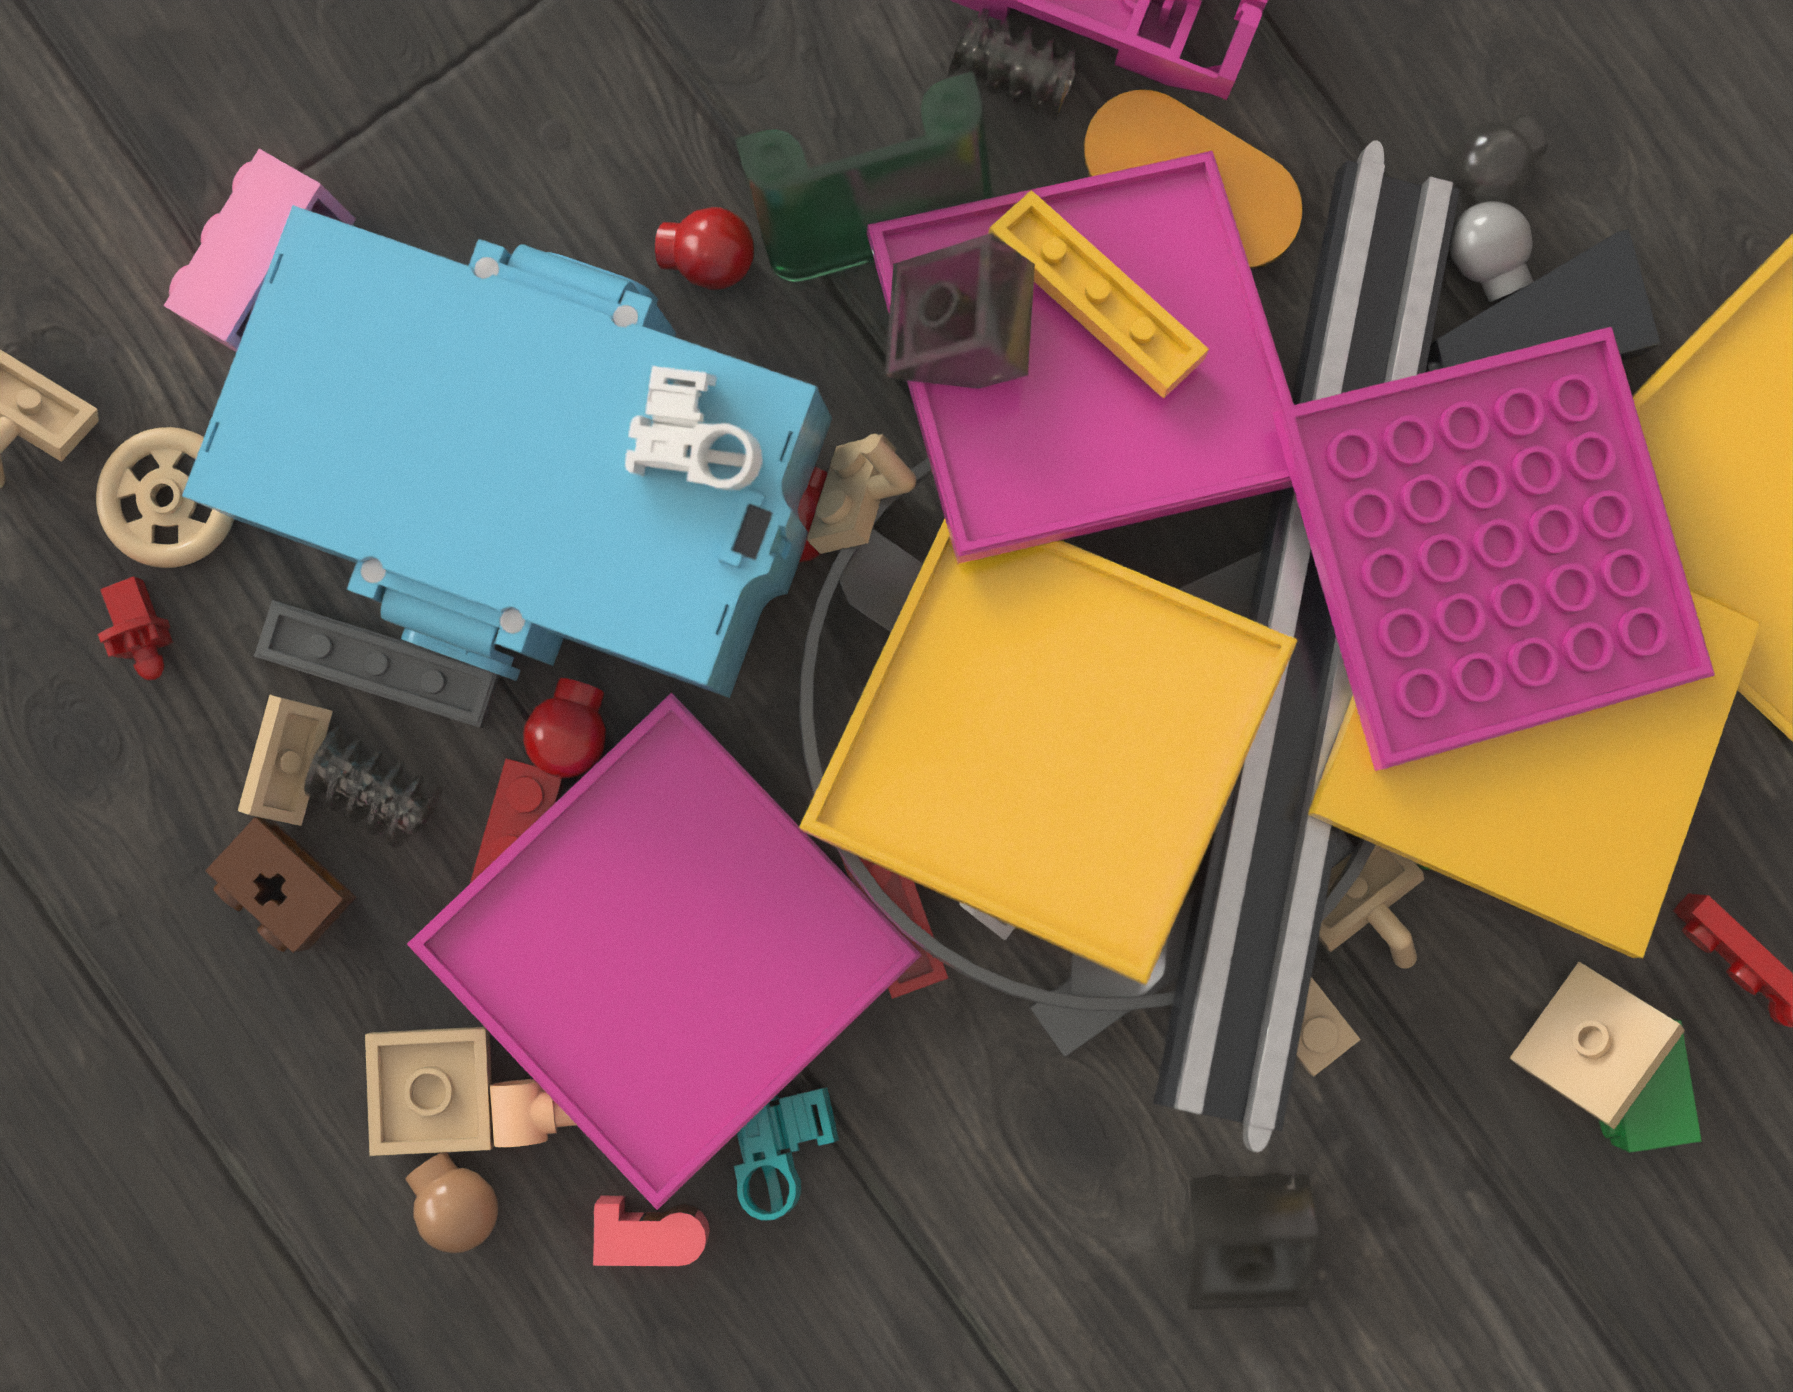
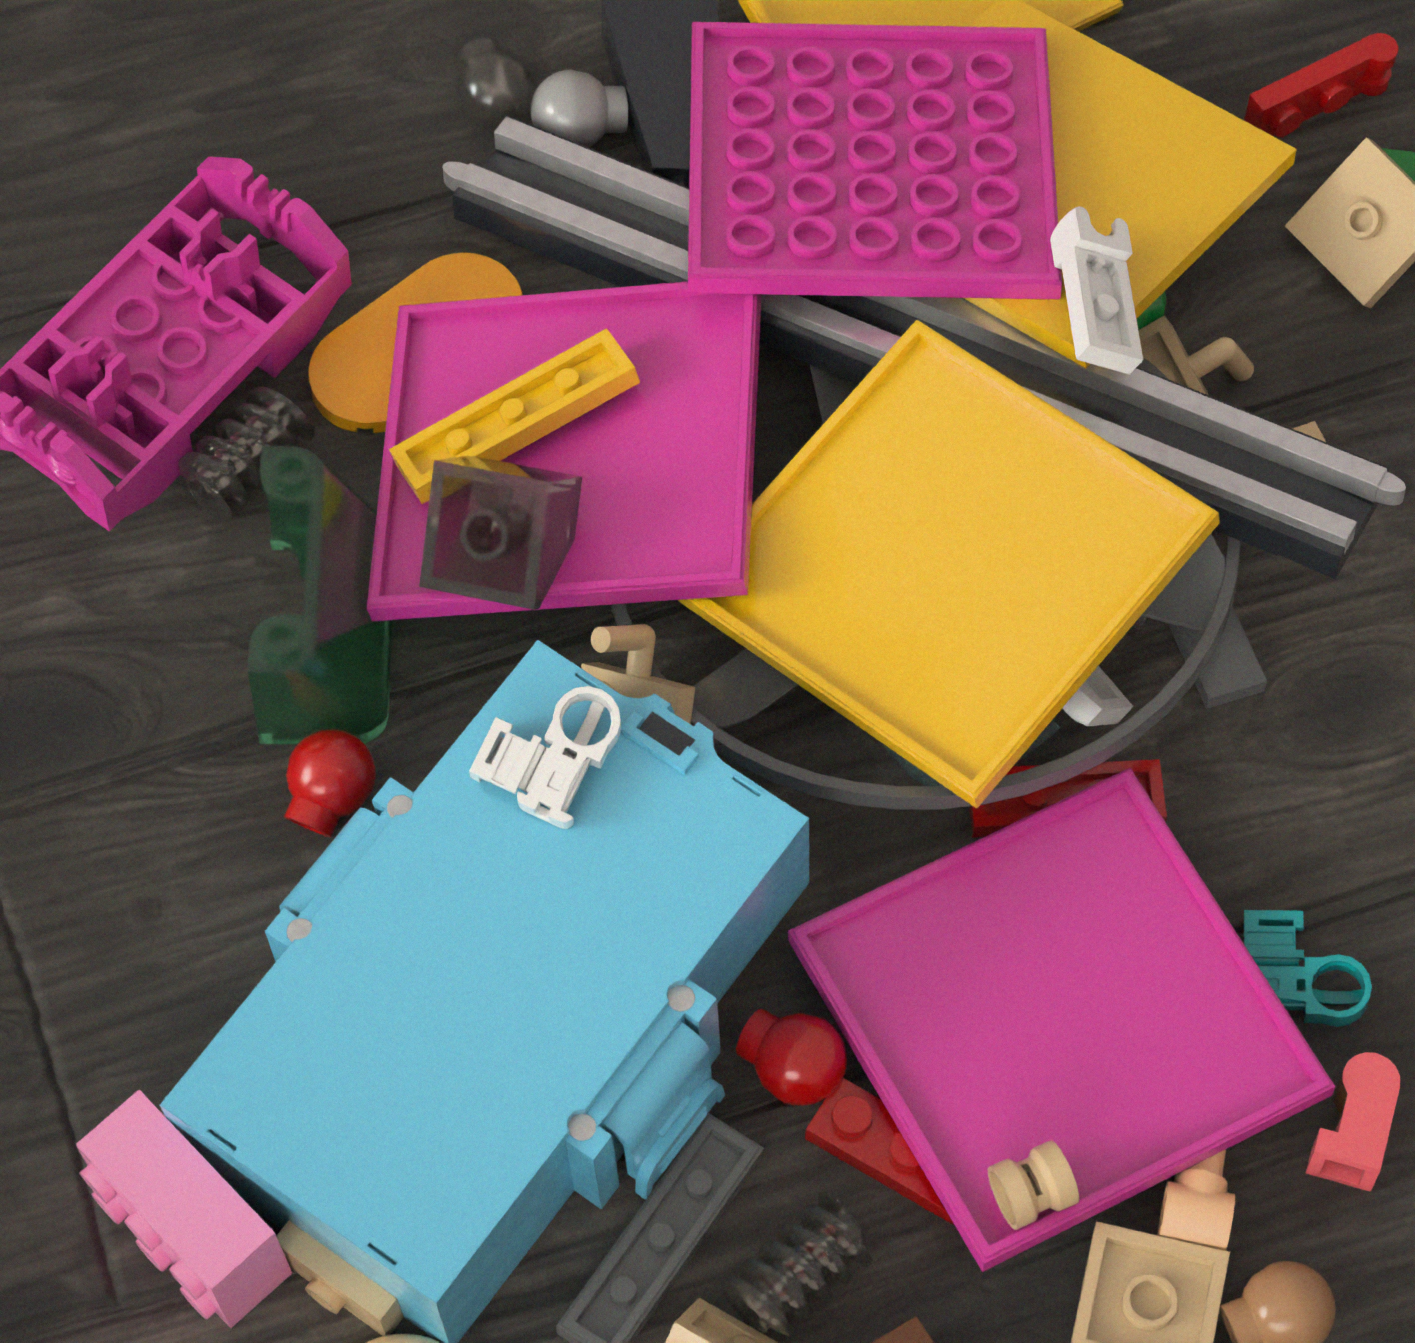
camera: 75 degrees left, 25 degrees down
(487, 979) = (1033, 1185): none -> tan wheel
(1379, 807) = (1098, 291): none -> white plate

